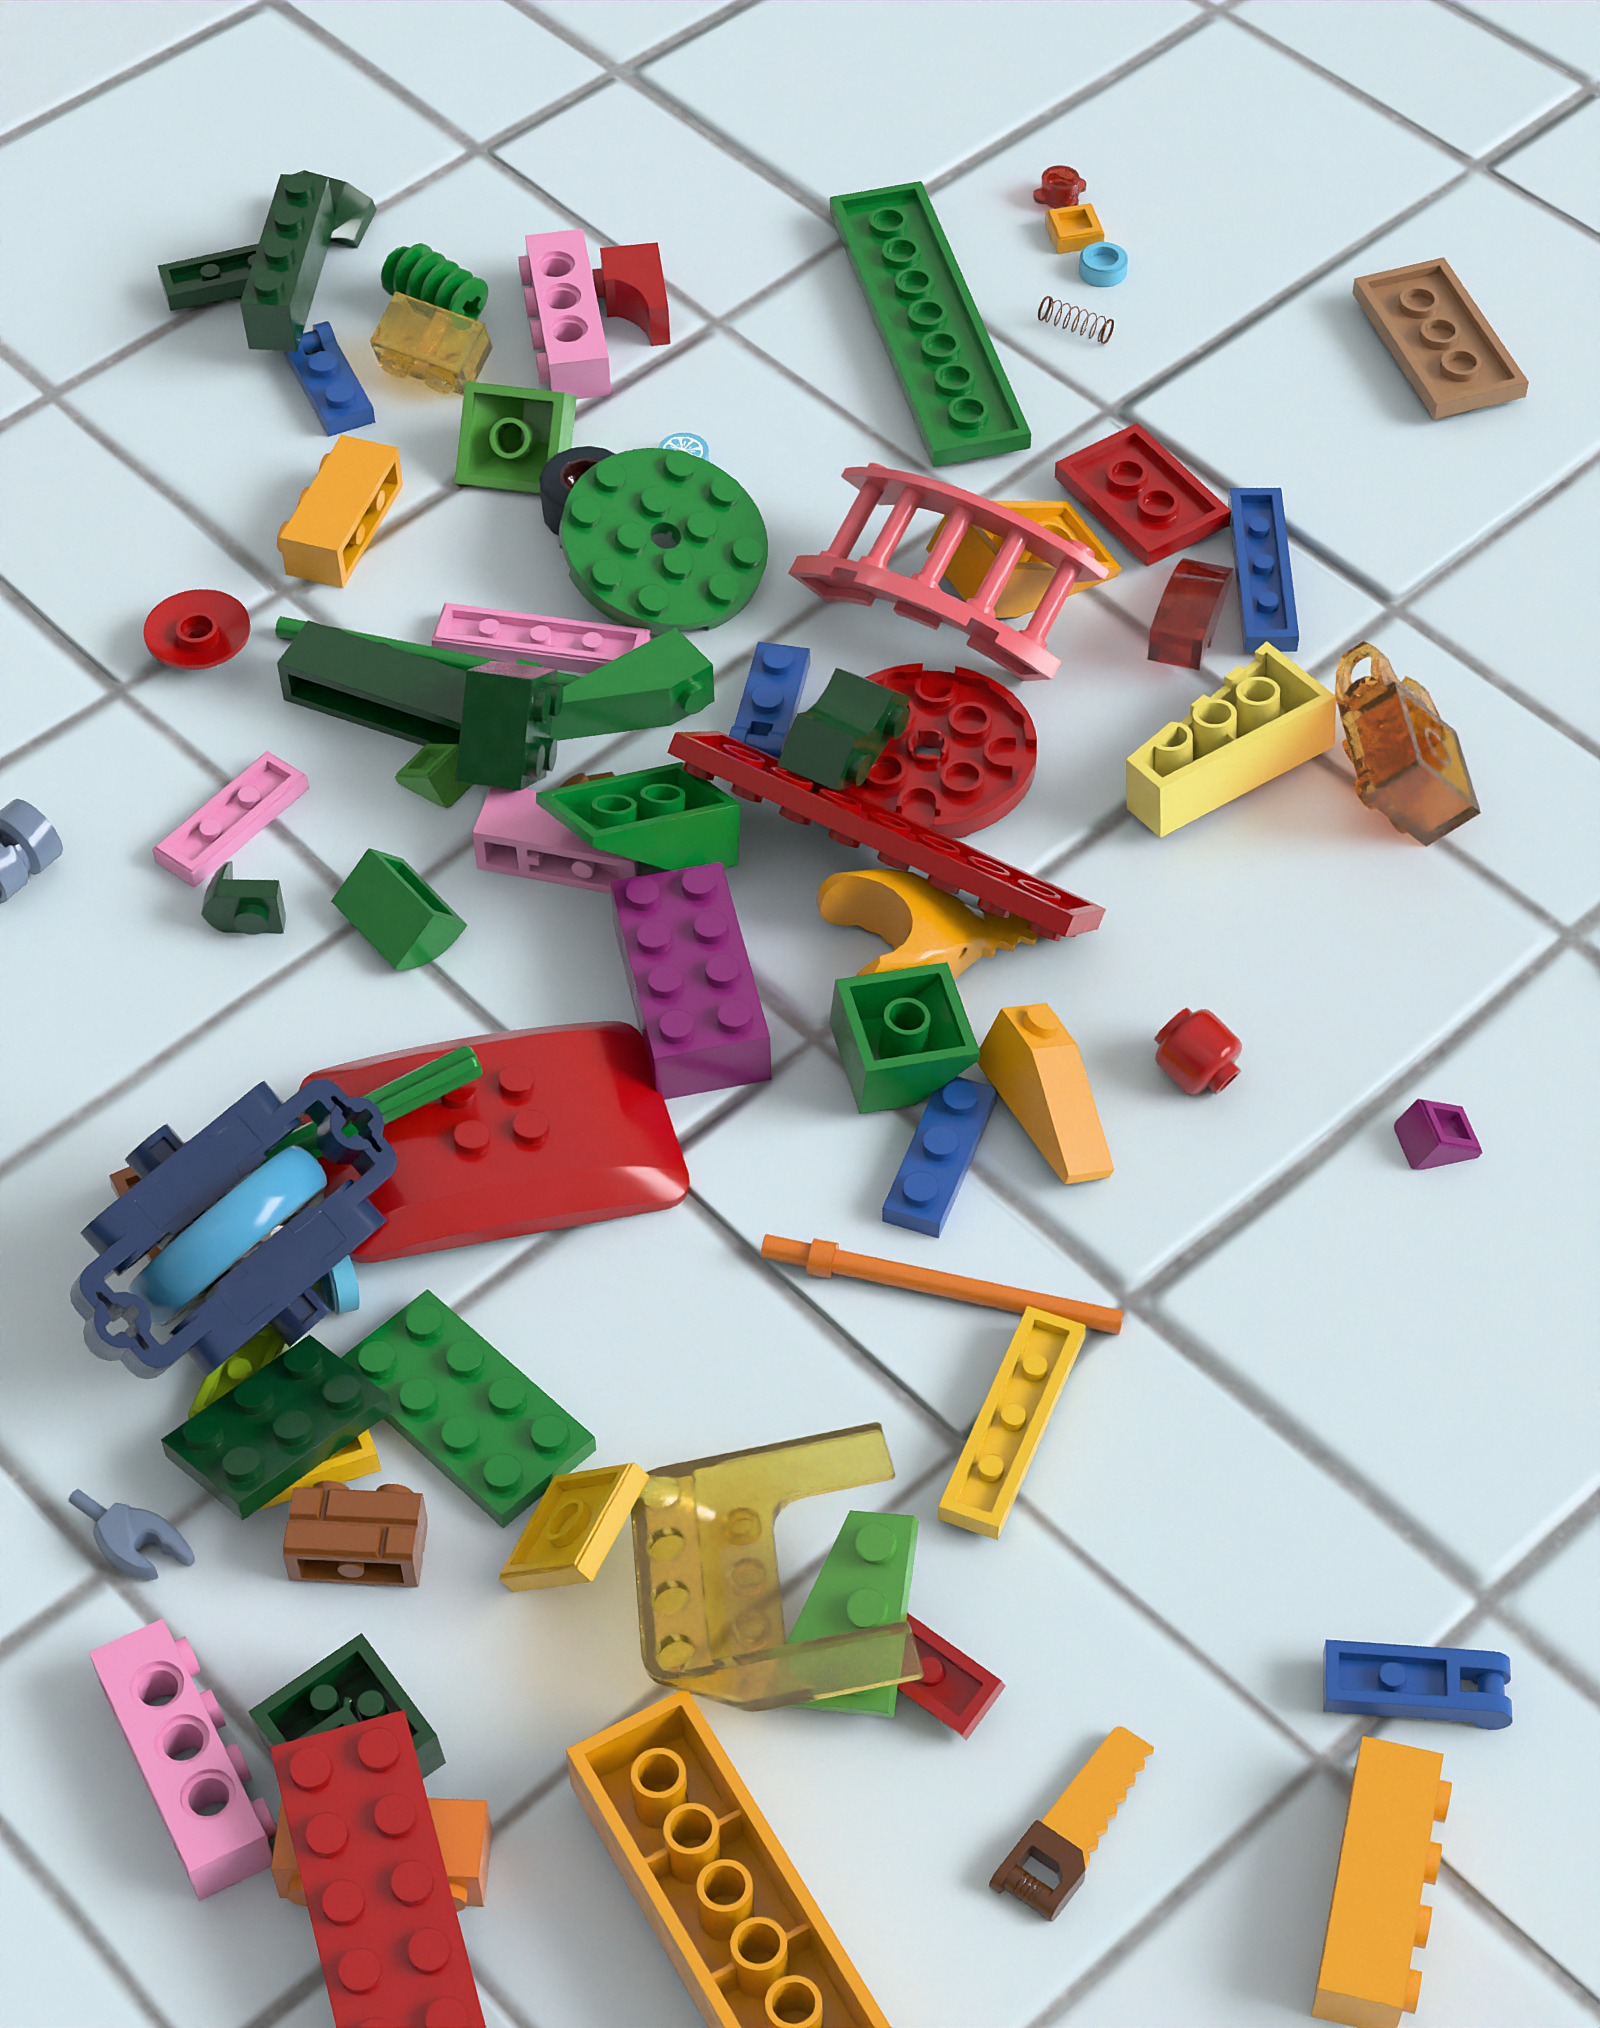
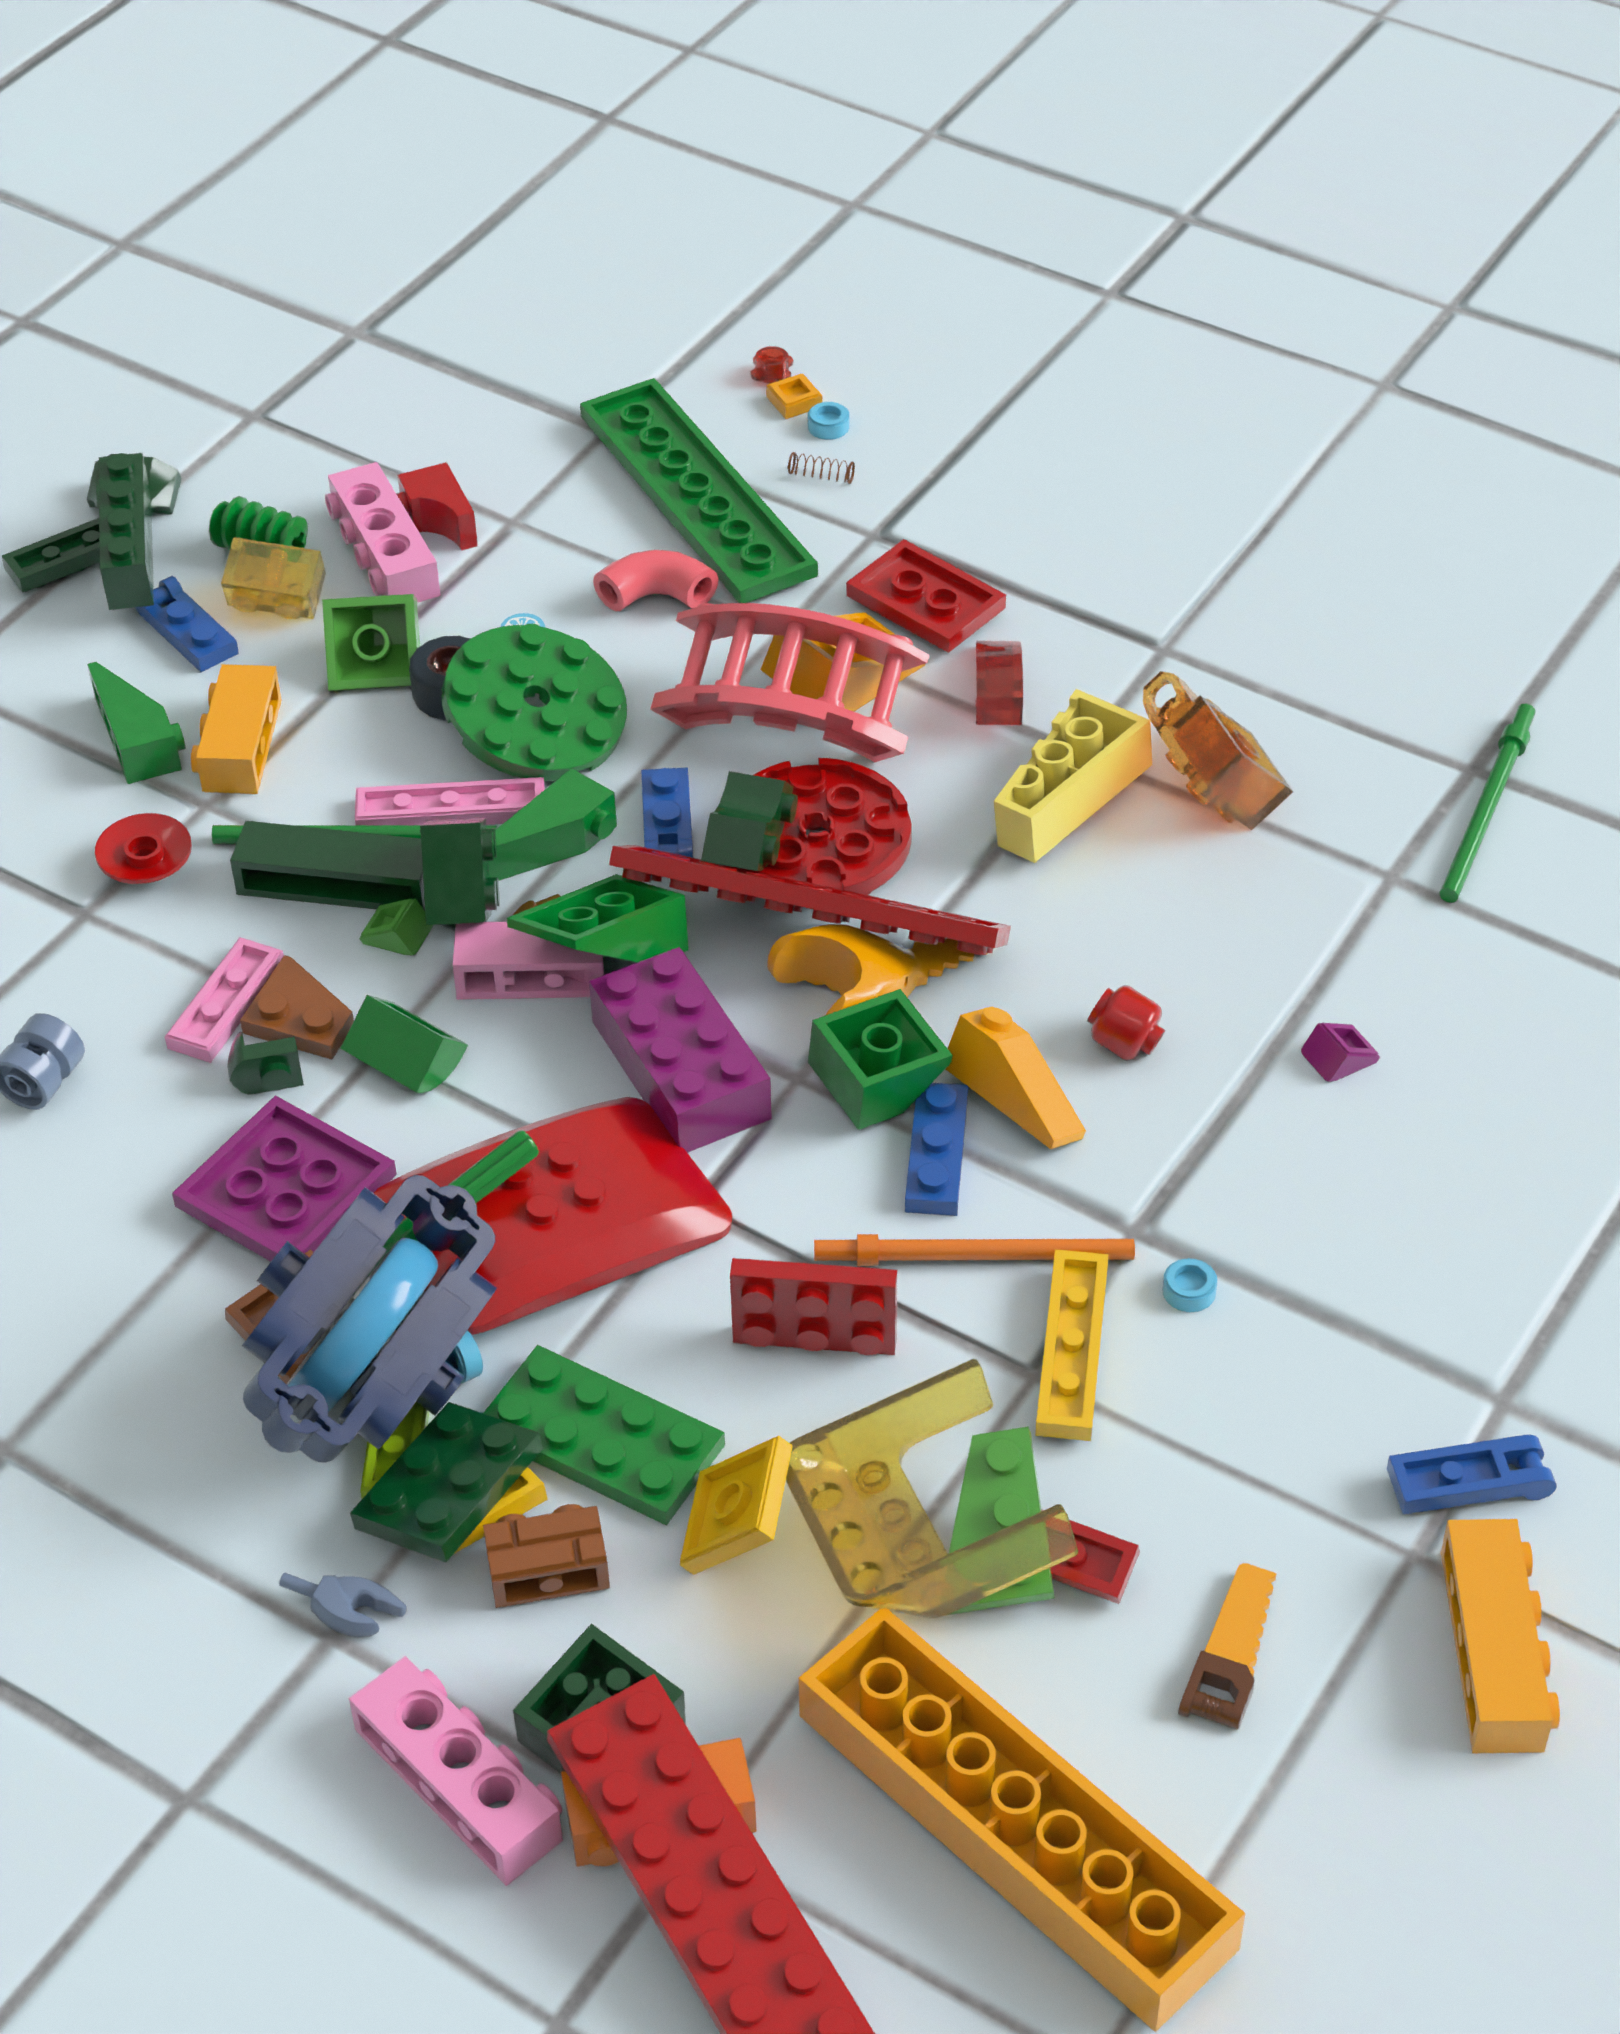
camera: 15 degrees left, 5 degrees down
(220, 1038) = (282, 1180): none -> magenta plate
(234, 490) = (136, 726): none -> green slope
(300, 848) = (298, 1007): none -> dark orange wing
(732, 1316) = (814, 1306): none -> red plate
(847, 413) = (655, 573): none -> coral cylinder
(1171, 1380) = (1189, 1285): none -> medium azure tile
(1263, 569) = (1046, 636): blue plate -> none
(1440, 338) = (1129, 431): medium nougat plate -> none

